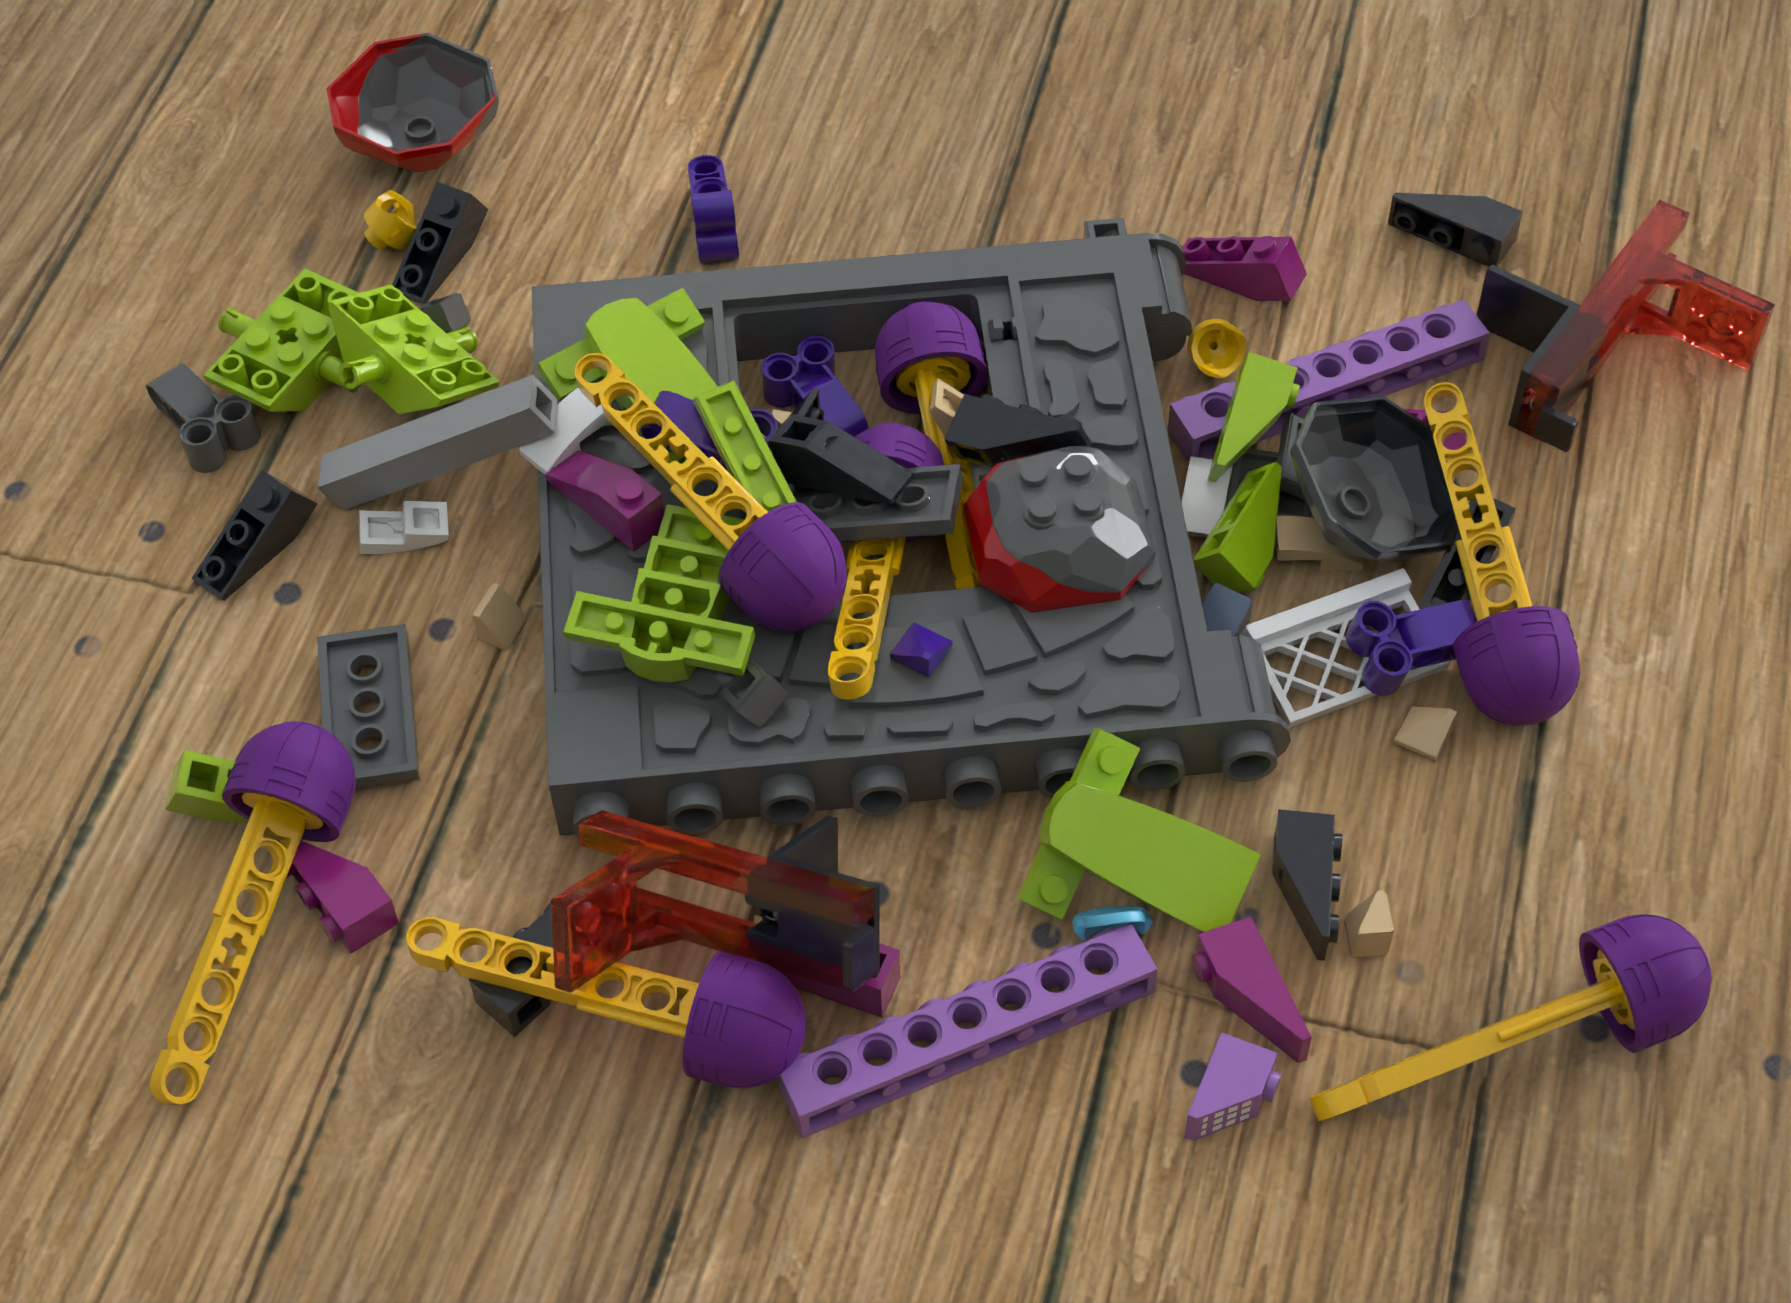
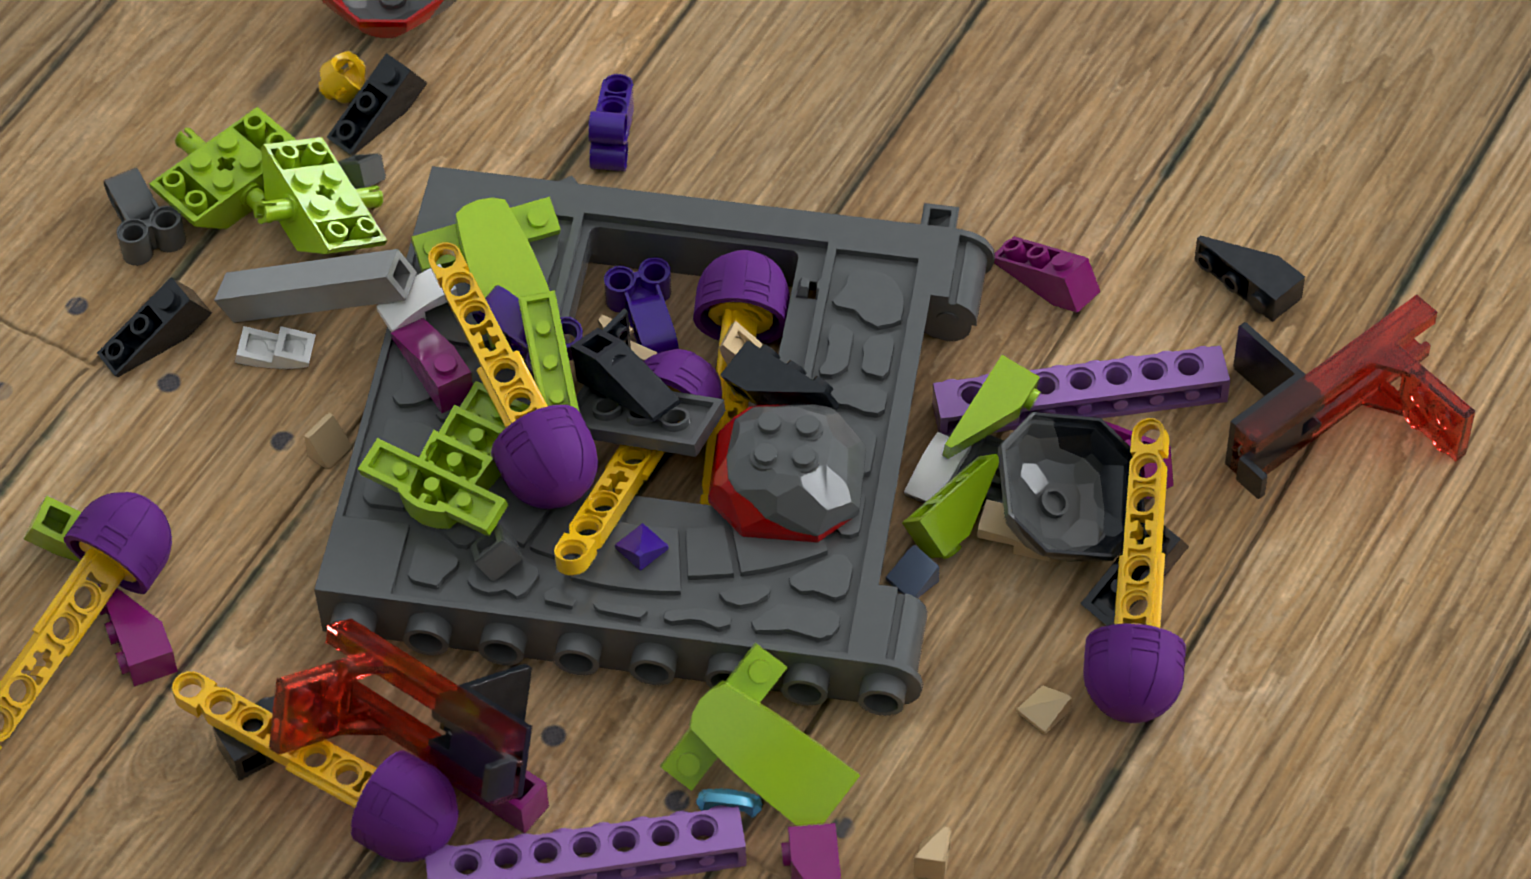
camera: 15 degrees right, 0 degrees up
(388, 685) = (224, 478): dark grey plate -> none
(1216, 347) = (993, 338): yellow piece -> none
(1303, 871) = (900, 791): black slope -> none
(1318, 620) = (998, 593): white fence -> none
(1405, 640) = (1050, 629): dark purple piece -> none

